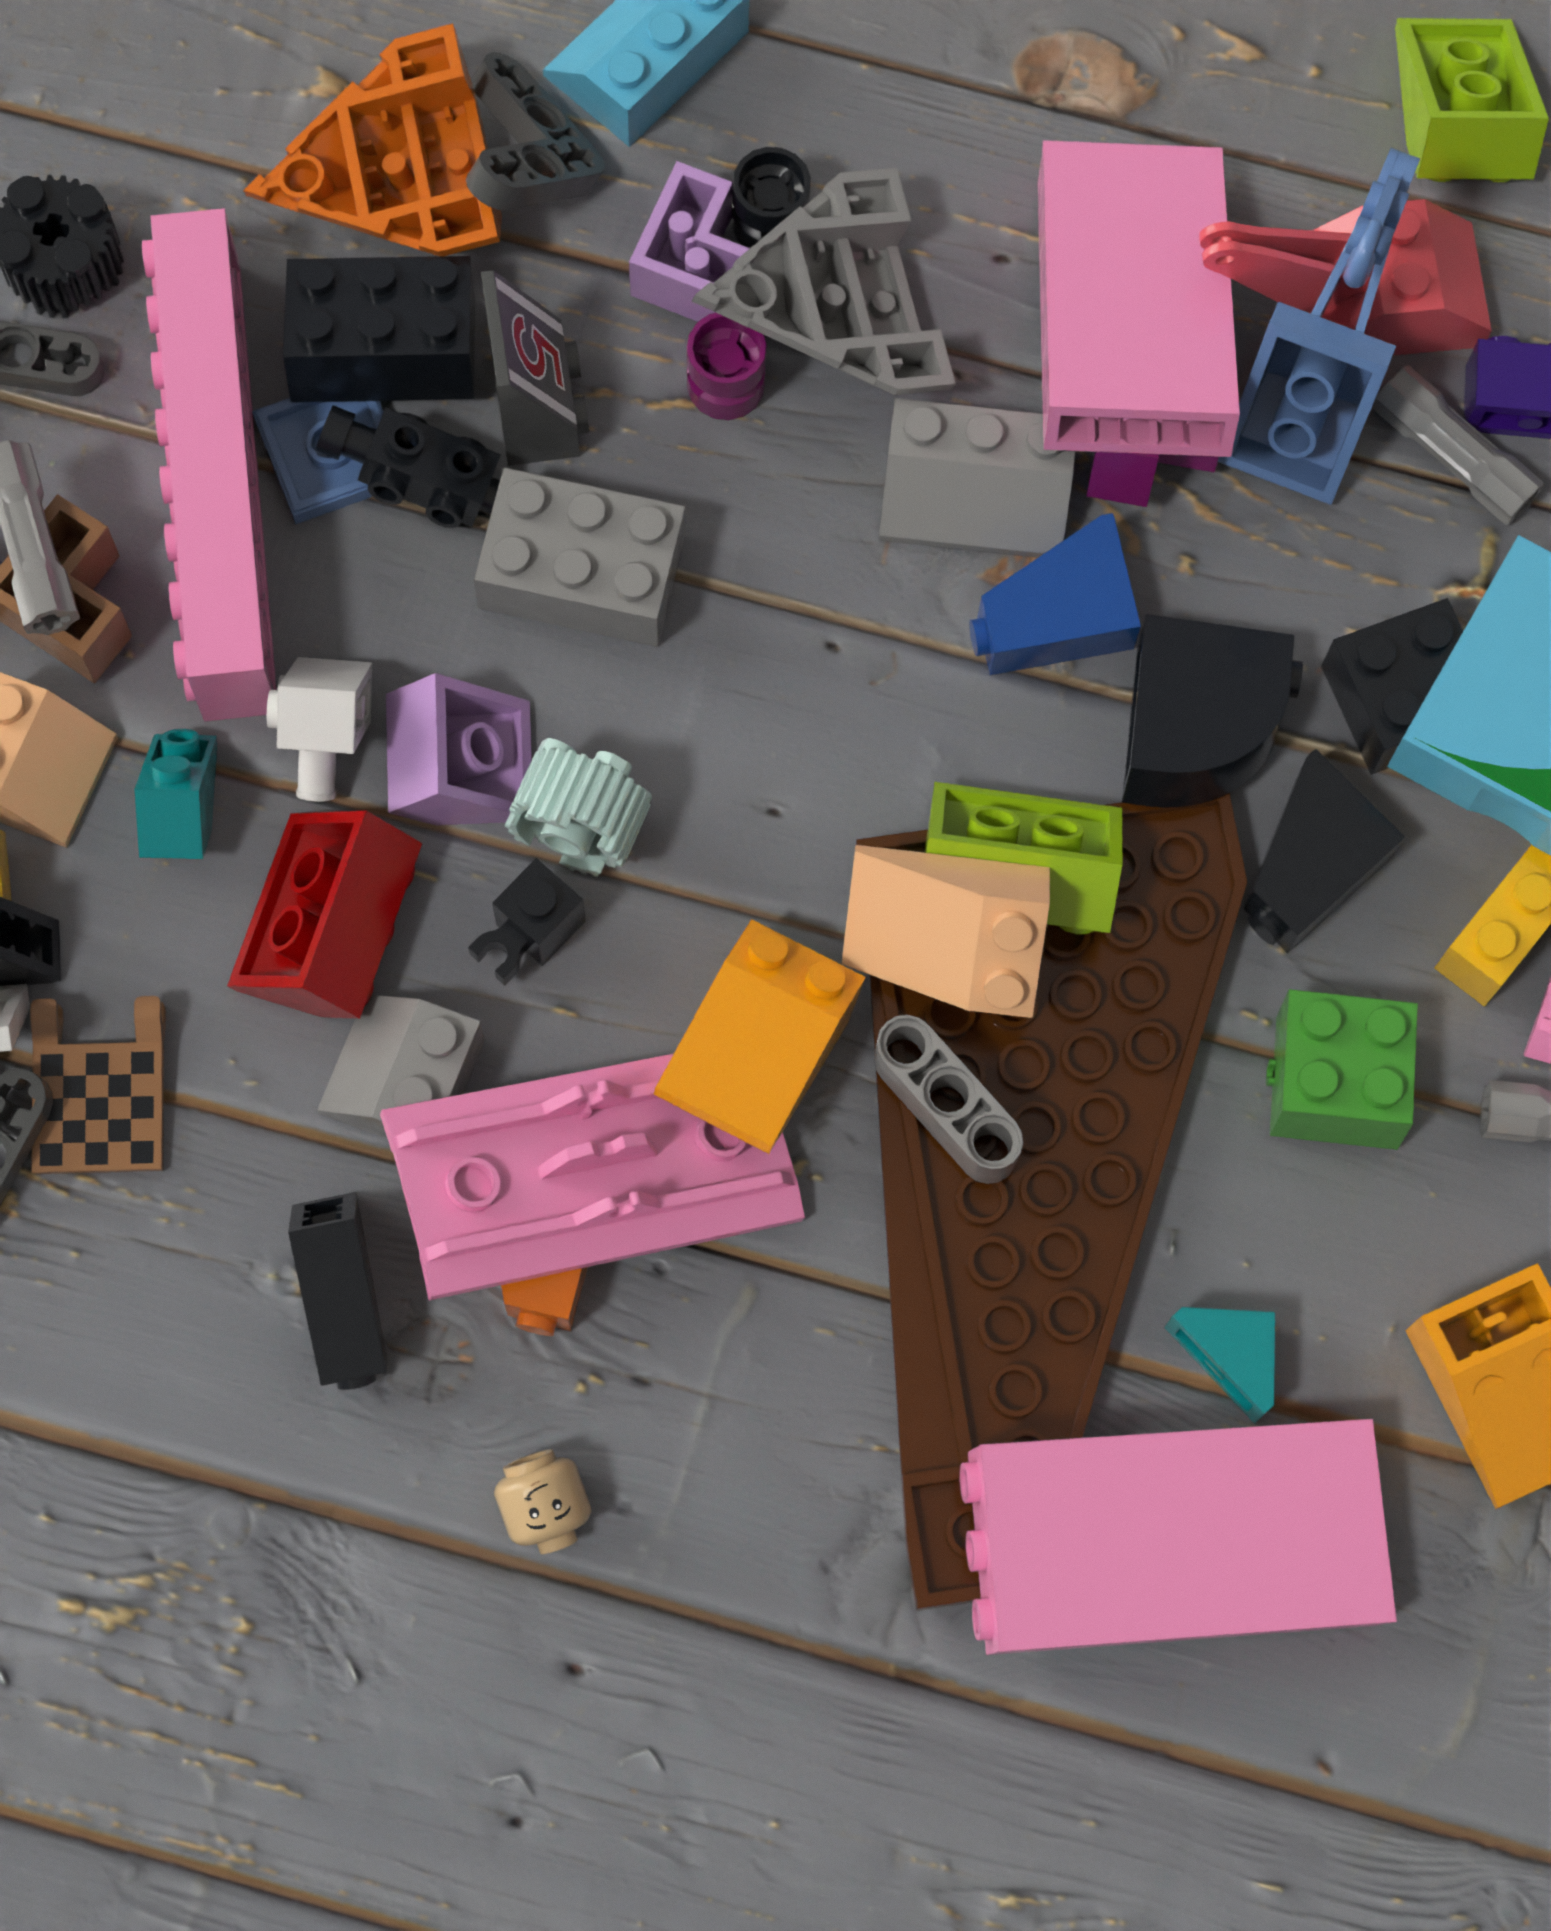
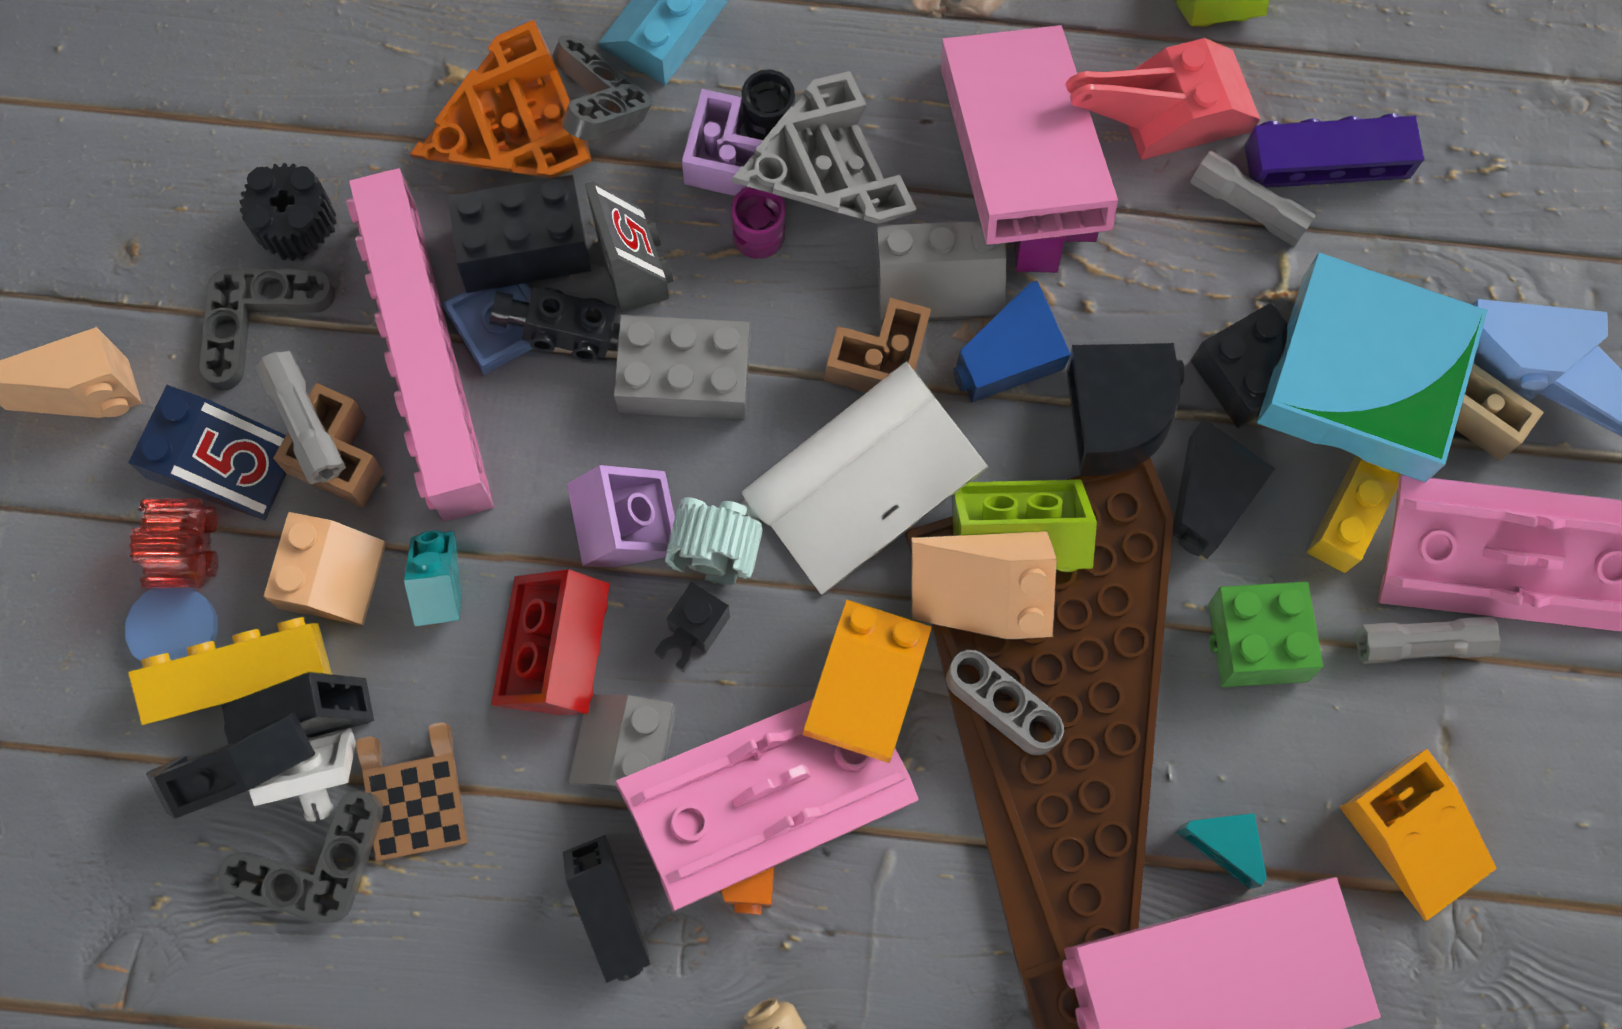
camera: 10 degrees left, 0 degrees up
(321, 712) = (523, 506): white brick -> none
(823, 728) = (841, 481): none -> white door
(871, 595) = (865, 360): none -> medium nougat brick
(1317, 376) = (1159, 167): medium blue slope -> none

